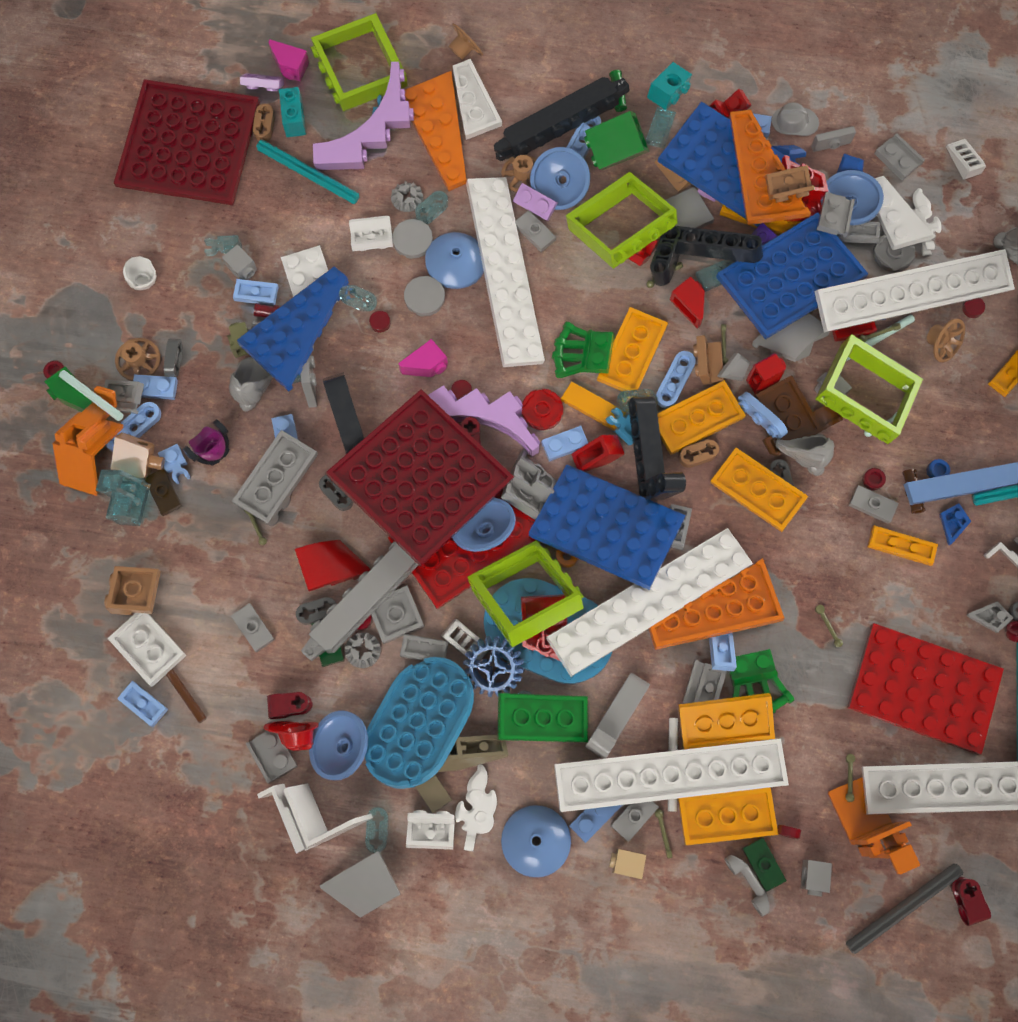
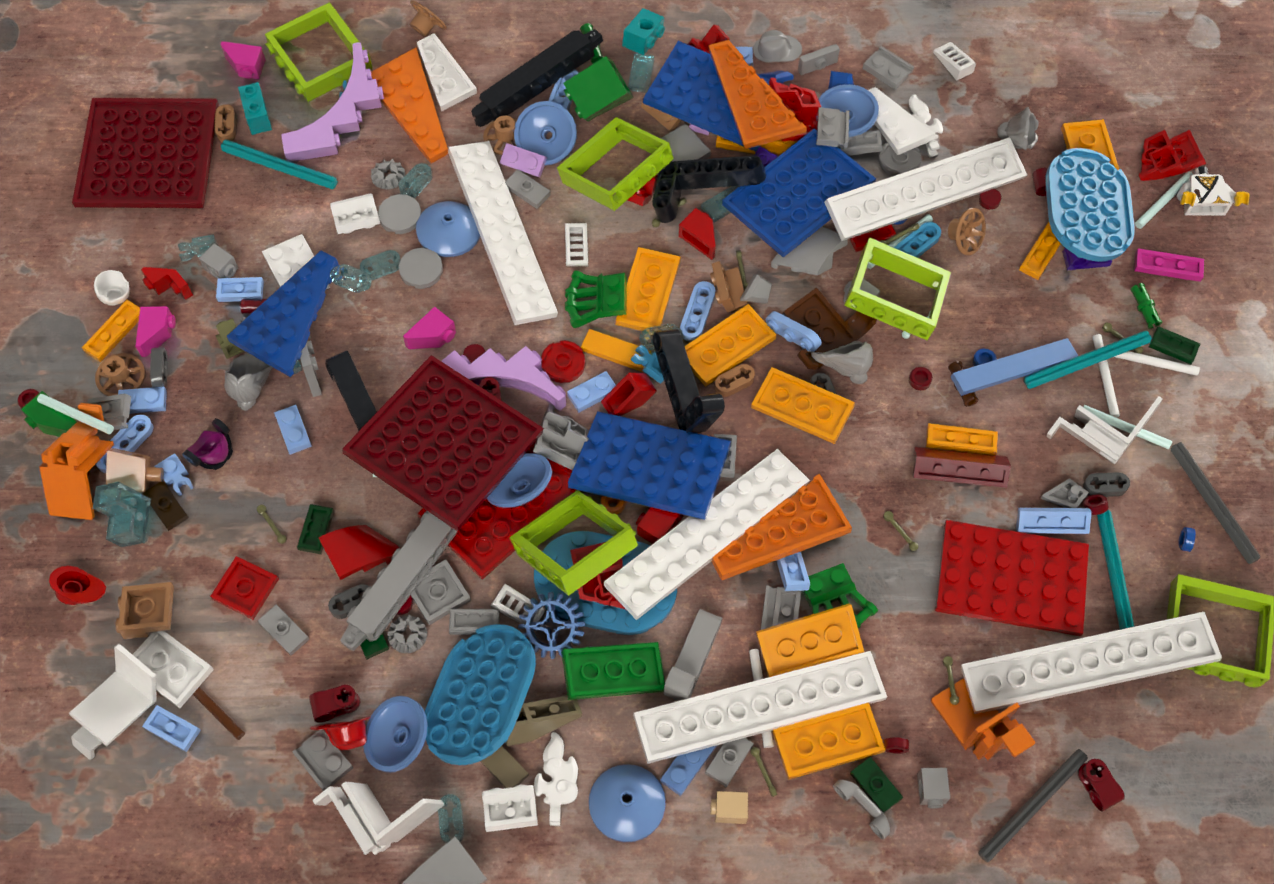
camera: 10 degrees left, 10 degrees down
(74, 557) = (75, 585): none -> red piece
(92, 677) = (114, 703): none -> white piece
(137, 314) = (112, 331): none -> light orange tile
(172, 319) = (154, 328): none -> dark pink slope
(187, 272) = (162, 279): none -> red slope
(223, 582) = (244, 587): none -> red tile
(254, 81) = (209, 85): lavender plate -> none
(275, 478) = (287, 470): light grey hinge -> none
(293, 536) = (315, 525): none -> dark green plate
(332, 496) = (352, 481): dark grey beam -> none
(379, 321) = (377, 299): dark red tile -> none
(388, 287) = (380, 264): none -> clear light blue beam
(572, 278) = (576, 228): none -> white slope
(603, 585) = (656, 523): none -> red slope
(766, 373) = (789, 288): red brick -> none
(788, 183) = (779, 101): medium nougat bracket -> none
(873, 504) = (924, 403): light grey plate -> none
(897, 573) = (961, 467): none -> dark red panel
(898, 340) = (920, 240): none -> dark azure plate
(954, 522) = (1010, 408): blue piece -> none
(975, 640) = (1054, 520): none -> light blue plate

